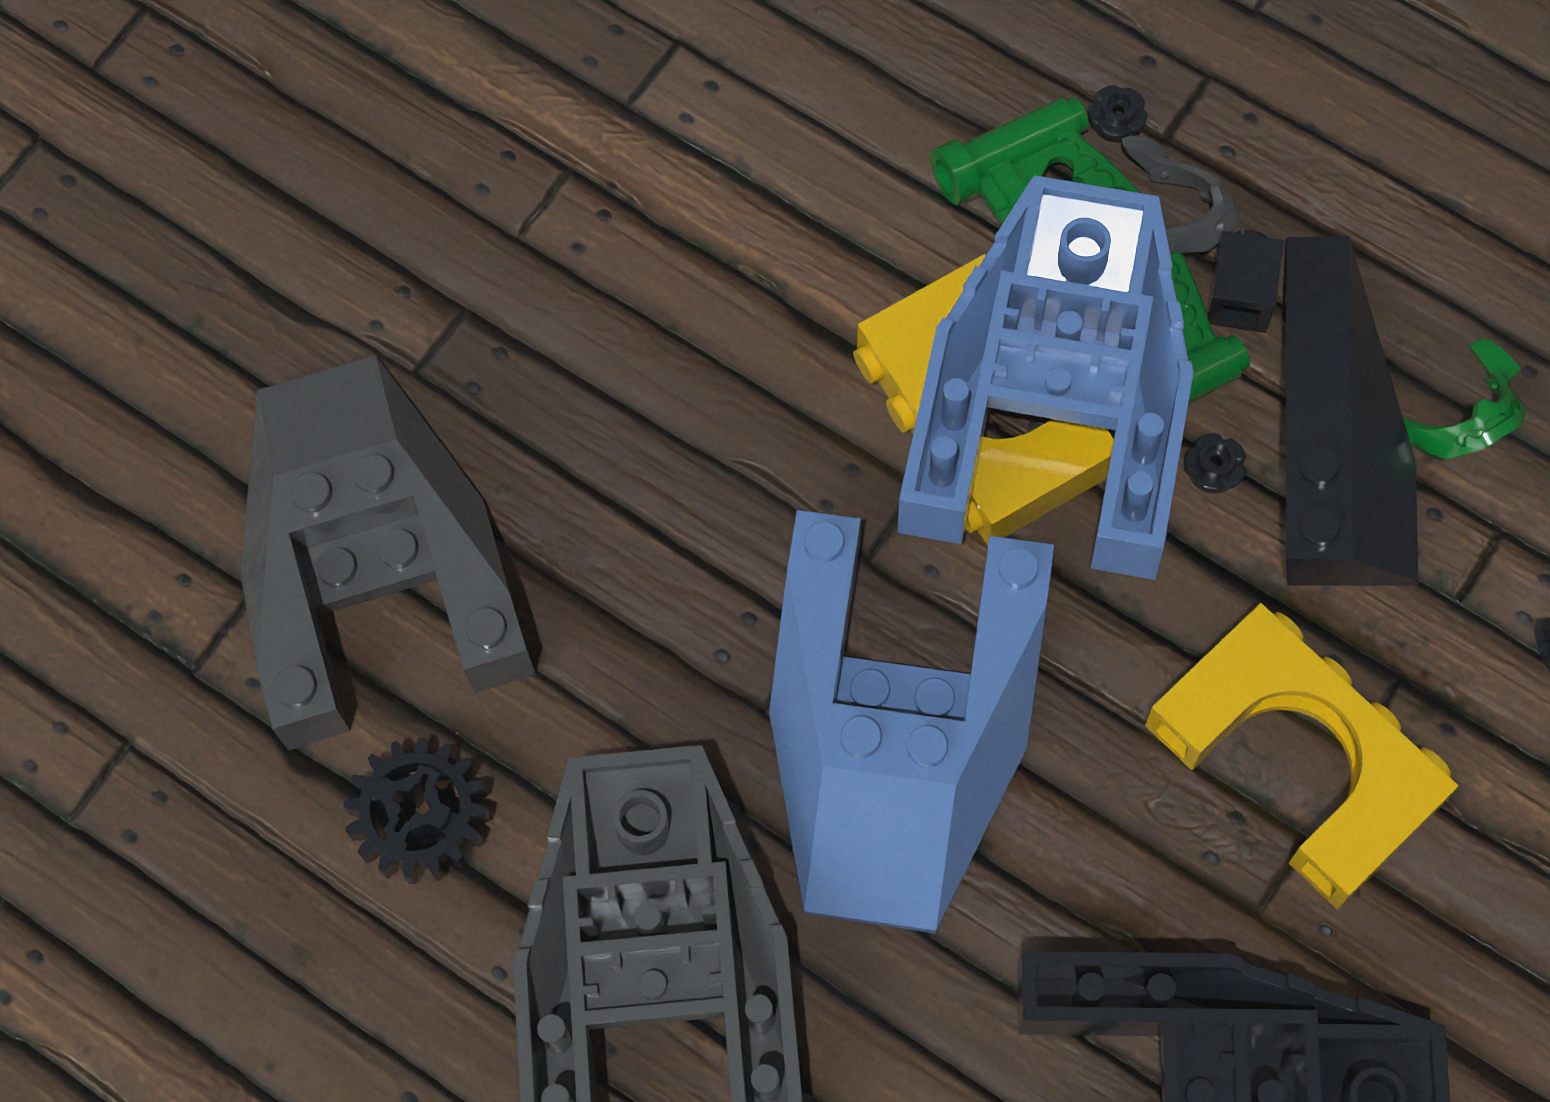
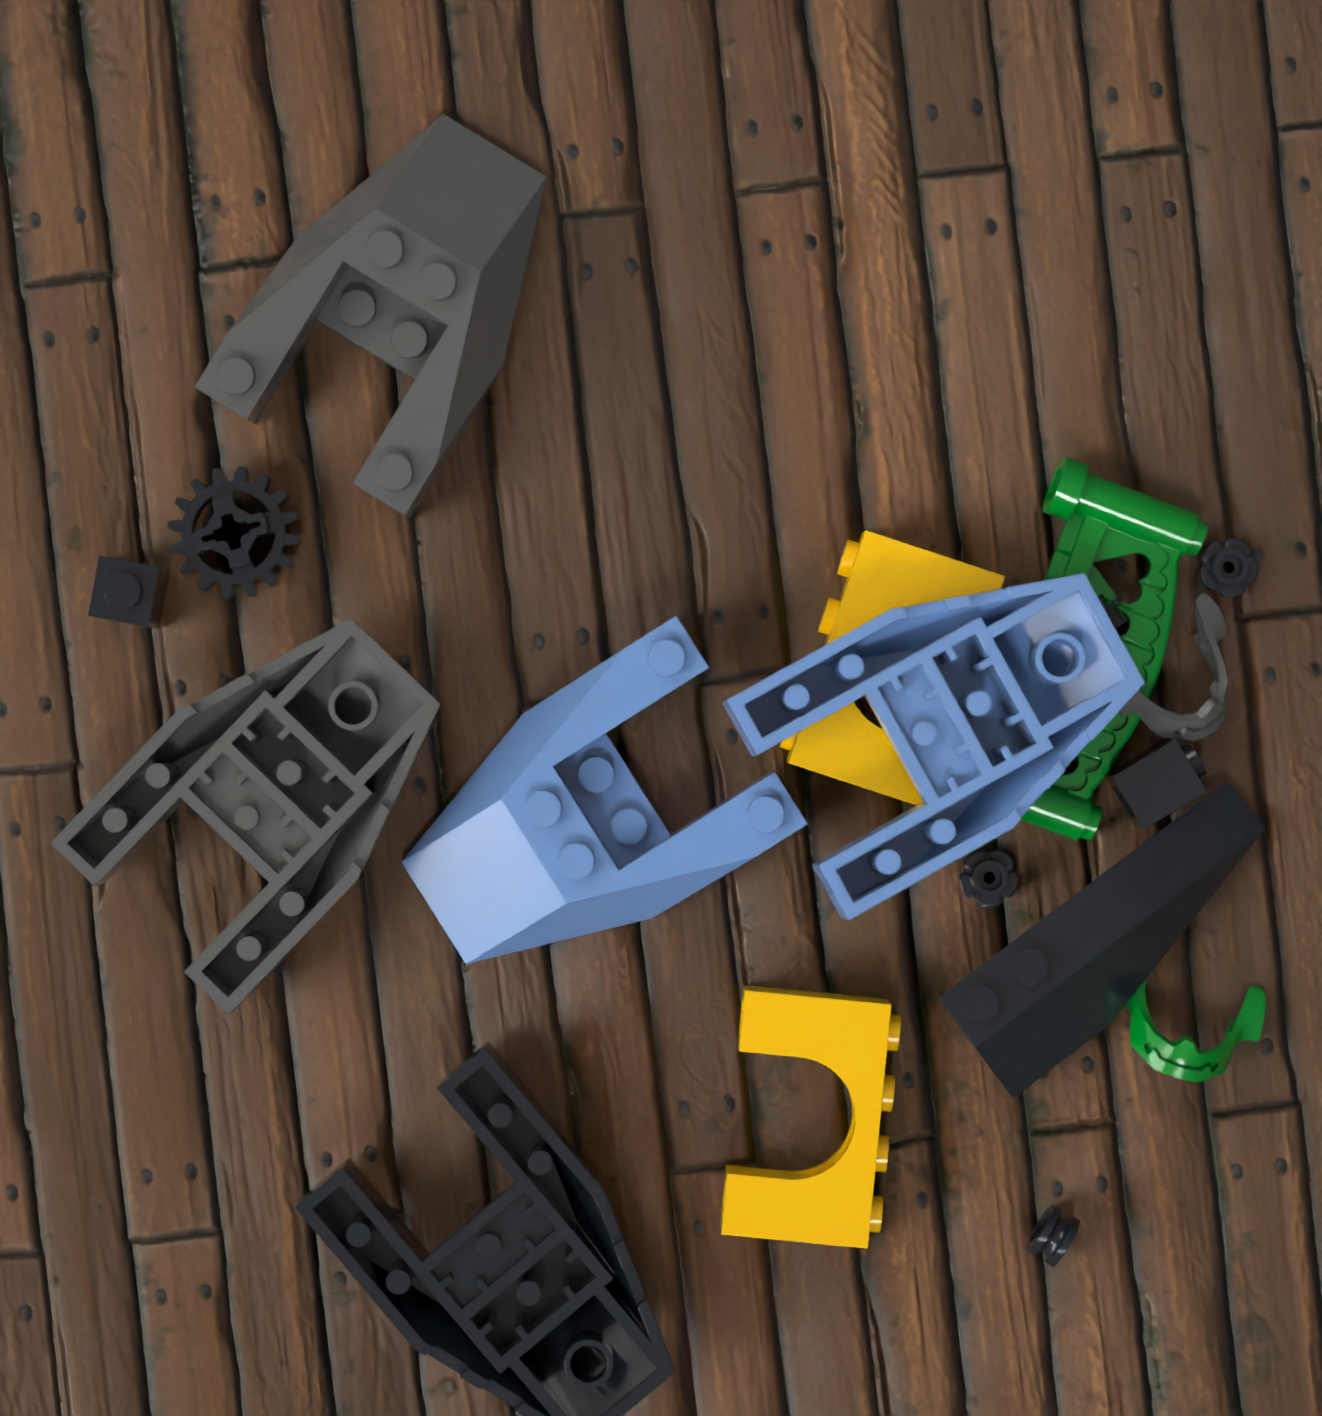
camera: 50 degrees right, 20 degrees up
(383, 935) = (129, 592): none -> black brick

